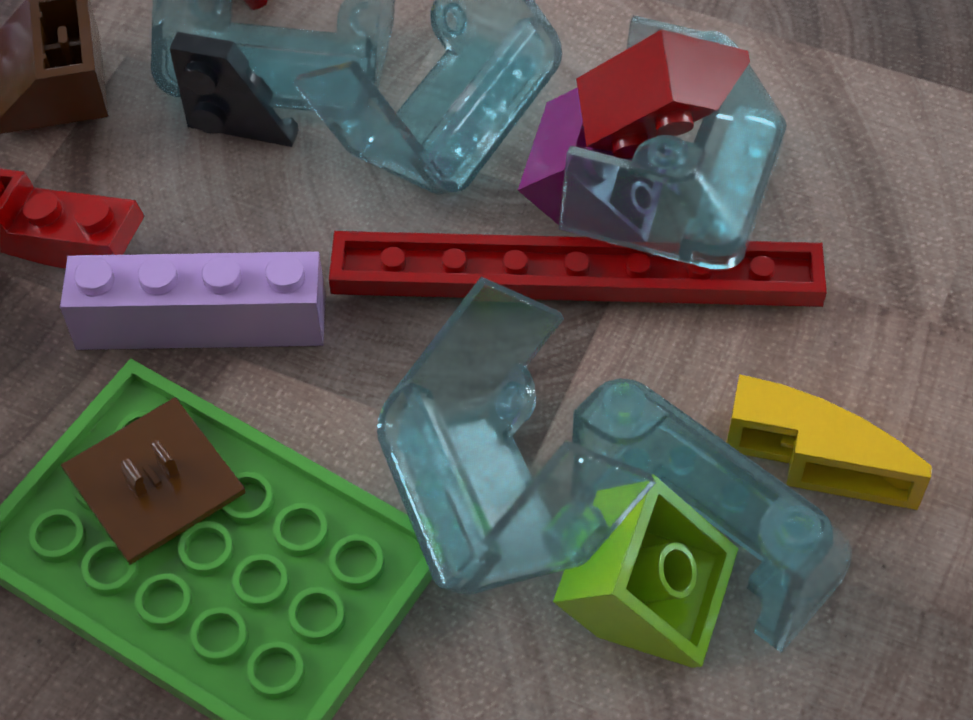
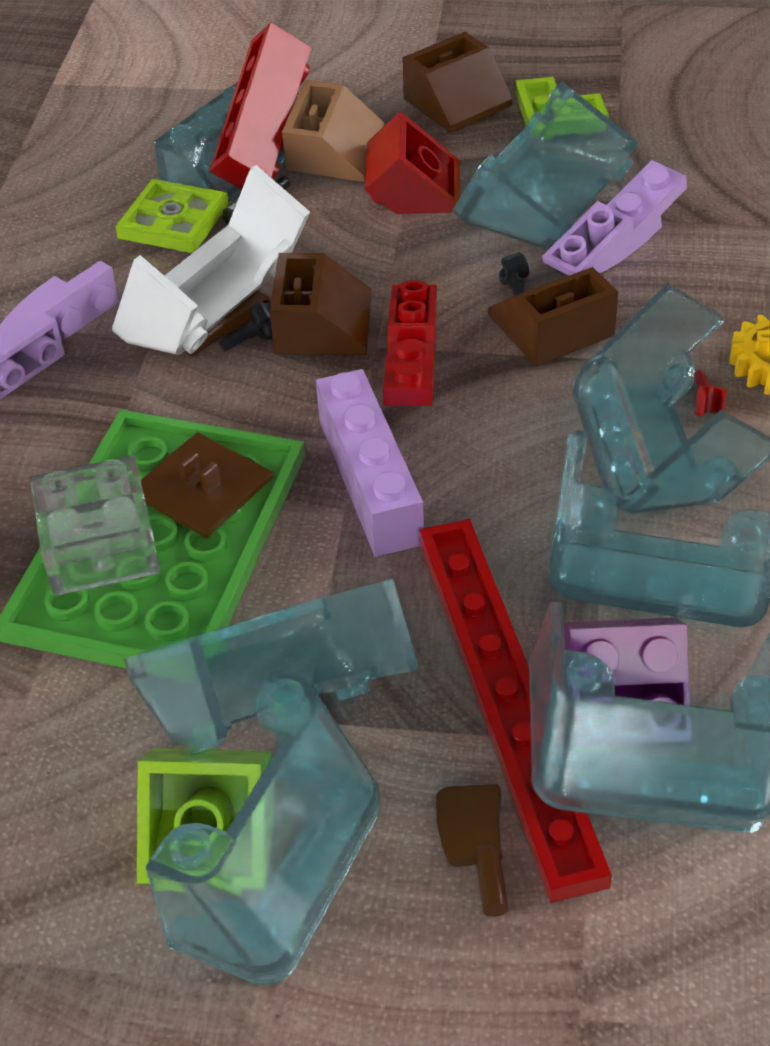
camera: 75 degrees right, 10 degrees down
(198, 593) = (93, 525): none -> clear slope
(224, 92) = (568, 409): black wing -> none
(656, 90) = (665, 657): red slope -> none
(725, 348) = (471, 835): none -> reddish brown piece
(825, 445) = (375, 920): yellow slope -> none

